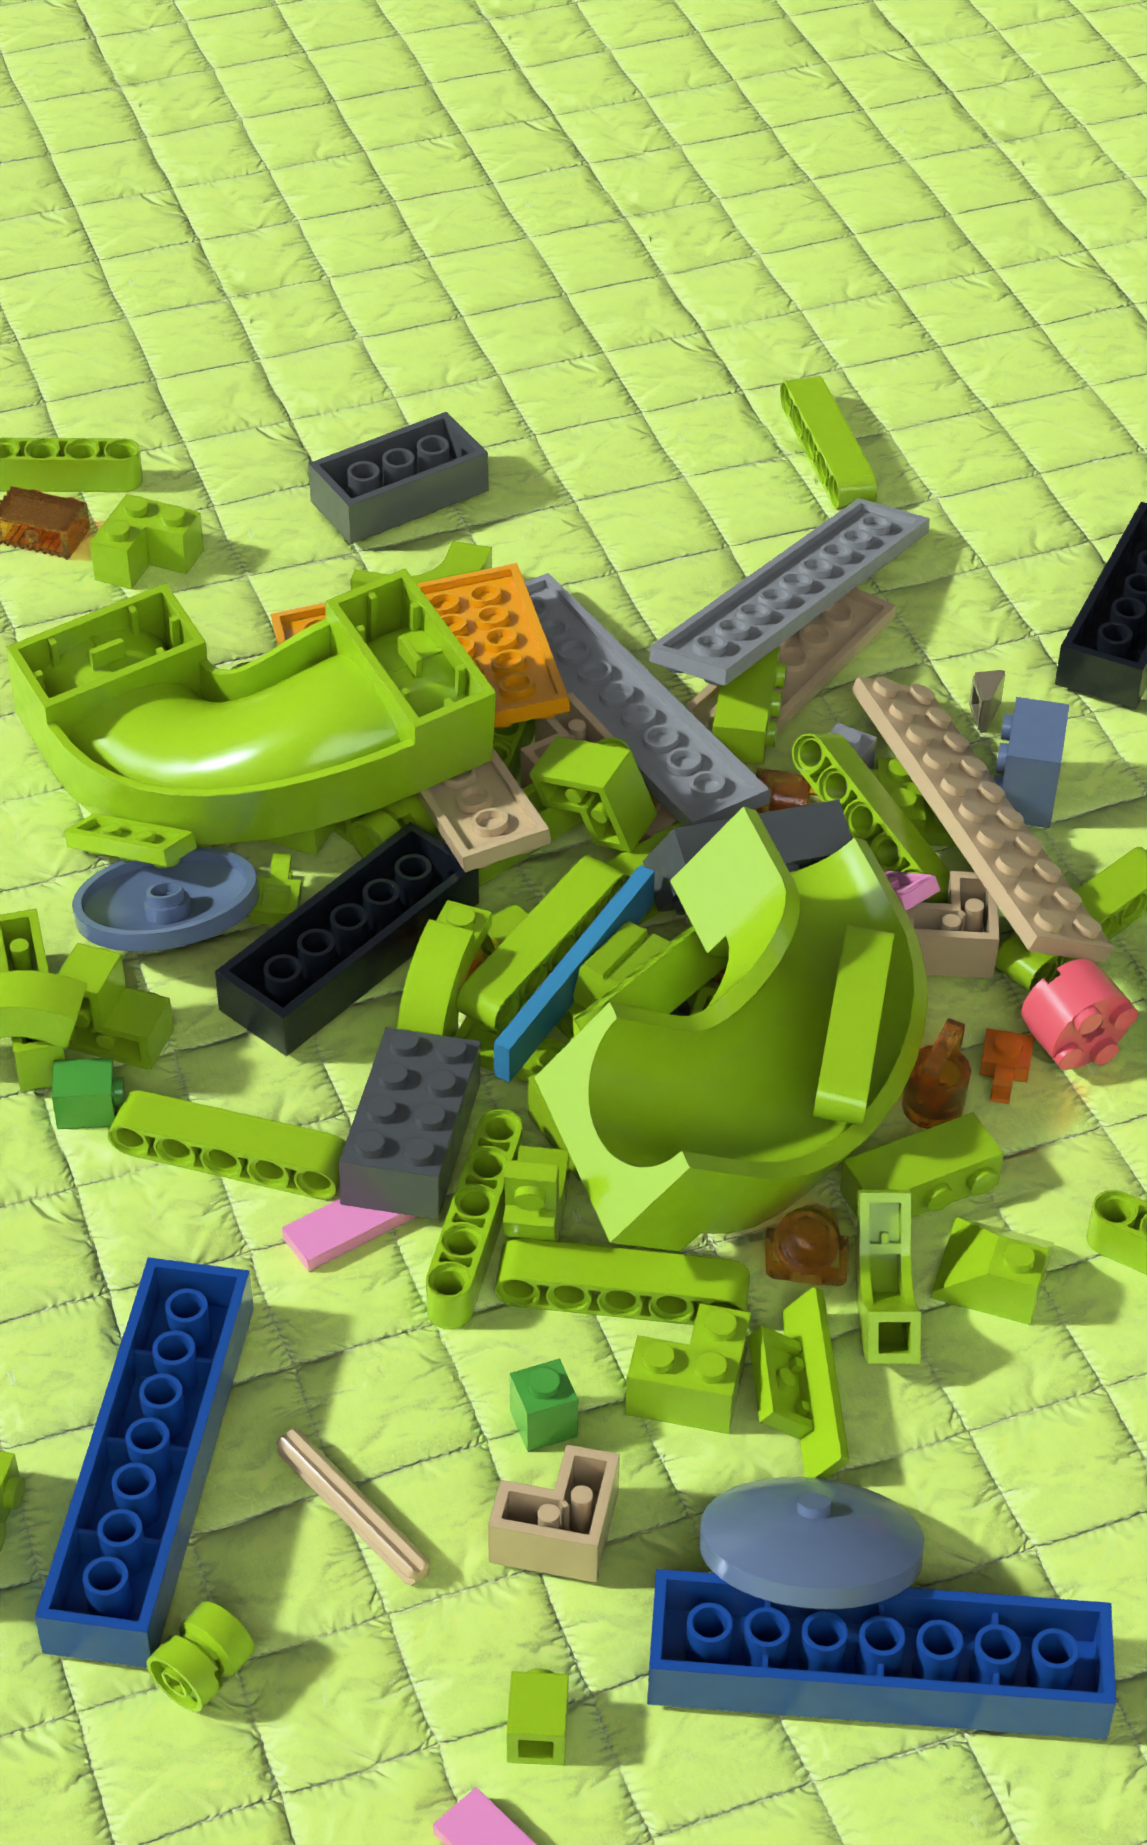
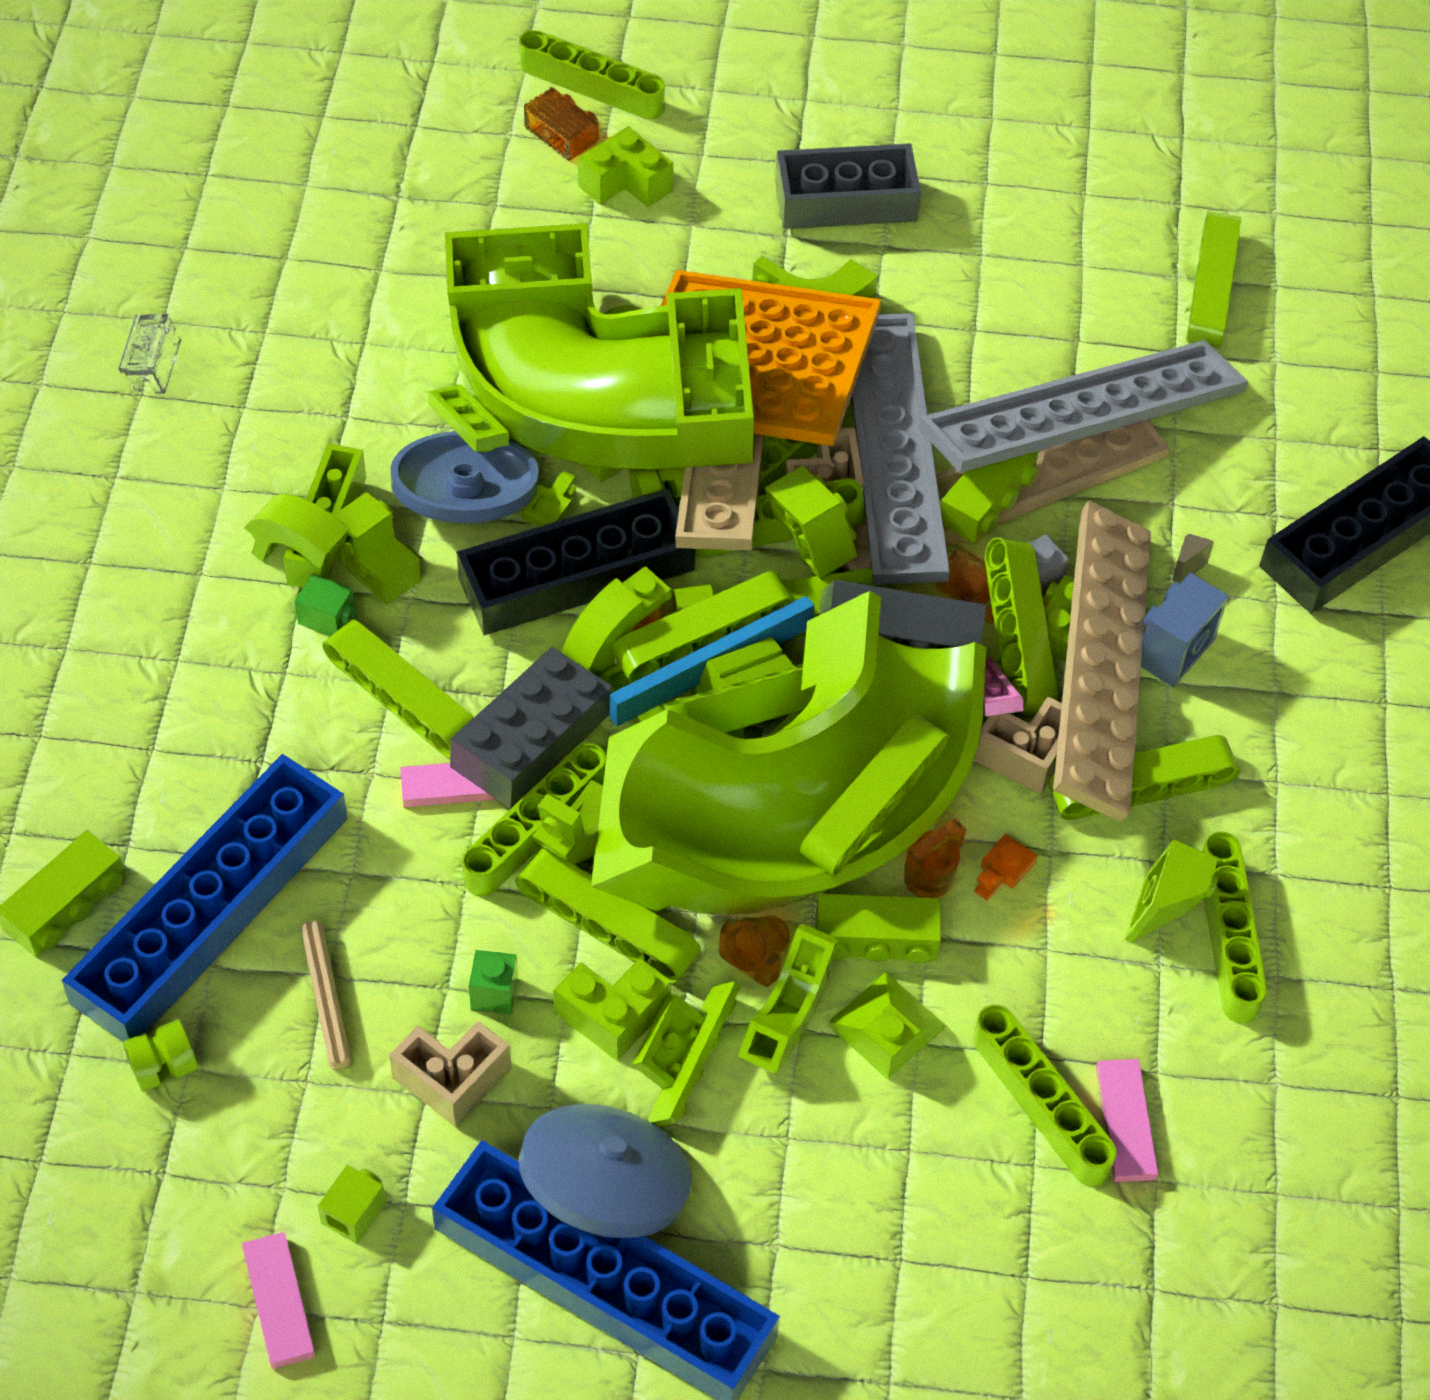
camera: 25 degrees right, 10 degrees up
(1078, 1015) = (1073, 855): coral brick -> none

